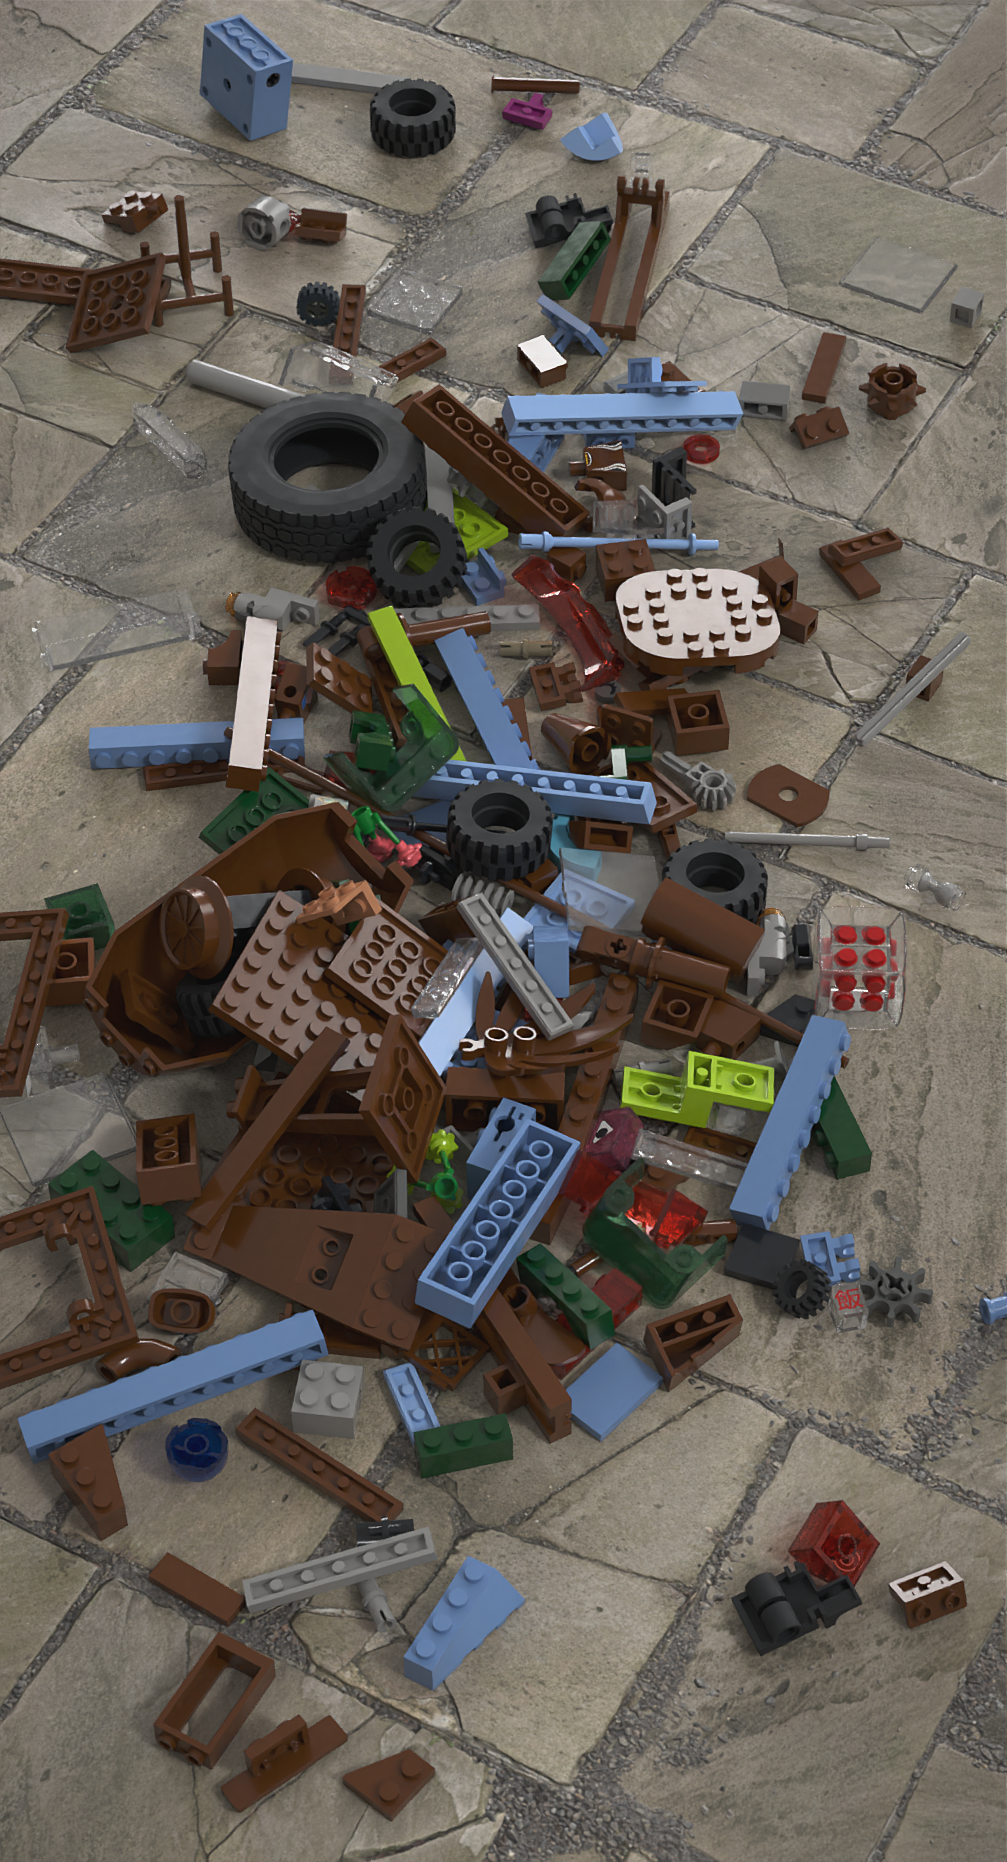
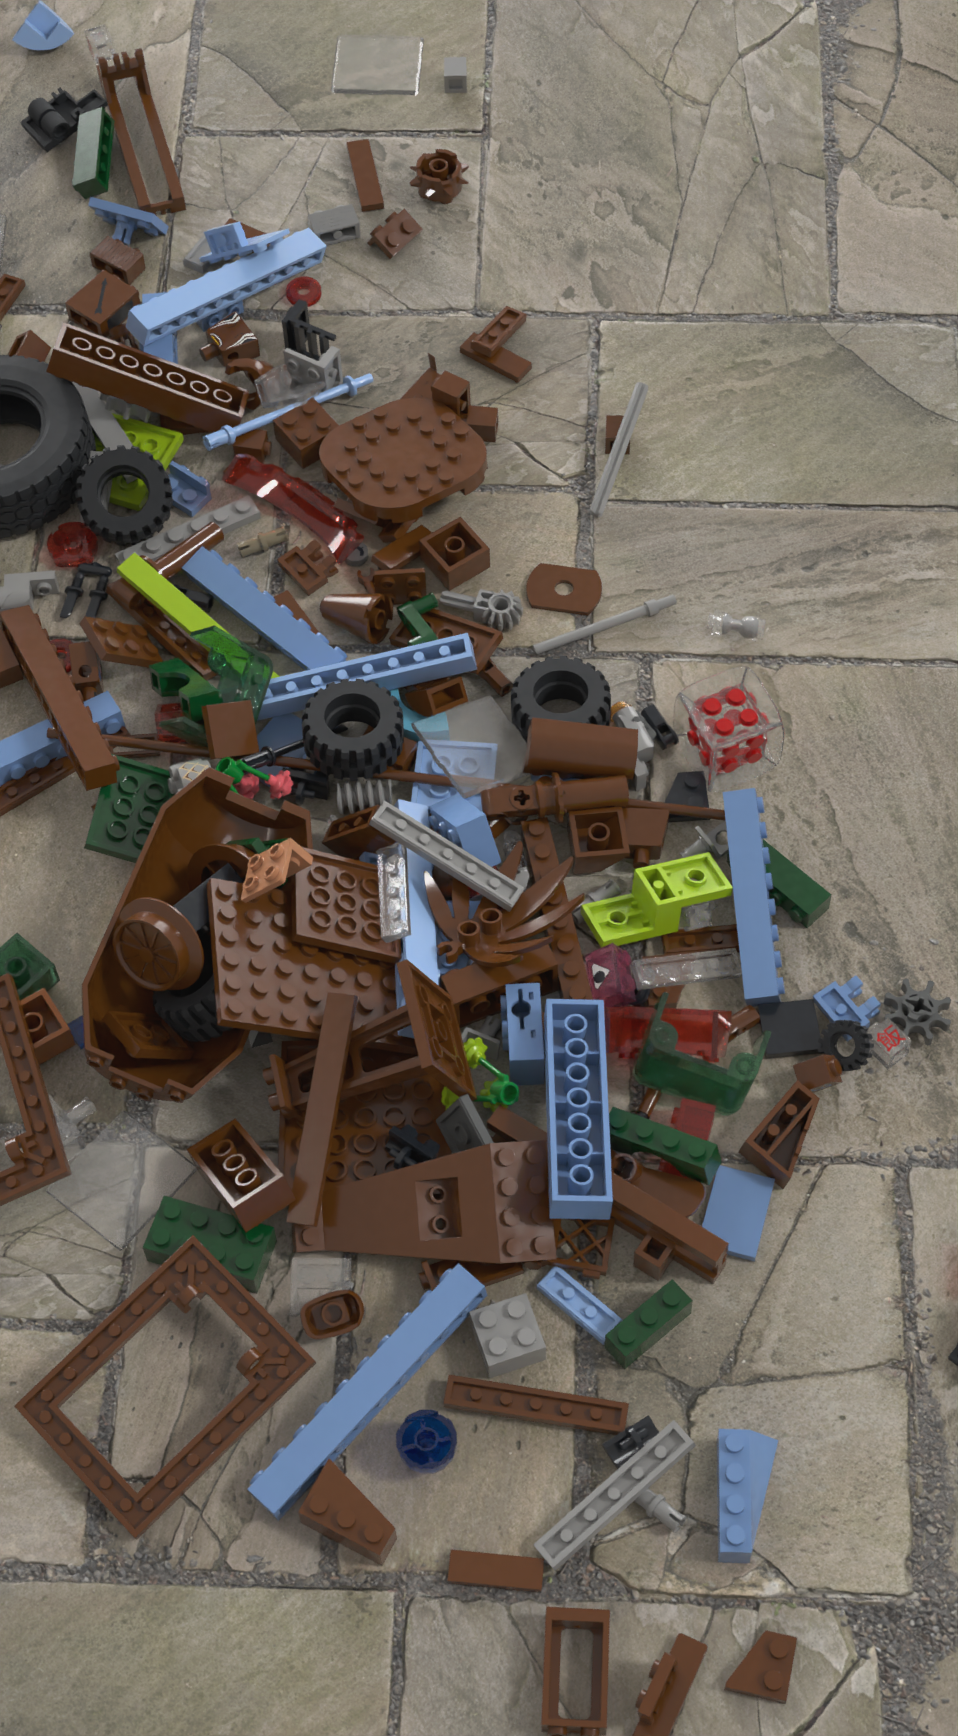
camera: 25 degrees left, 10 degrees up
(141, 1355) = (328, 1366): reddish brown cylinder -> none
(384, 784) = (230, 729): none -> reddish brown tile
(491, 390) = (102, 303): none -> reddish brown brick
(759, 1301) = (819, 1072): none -> reddish brown brick

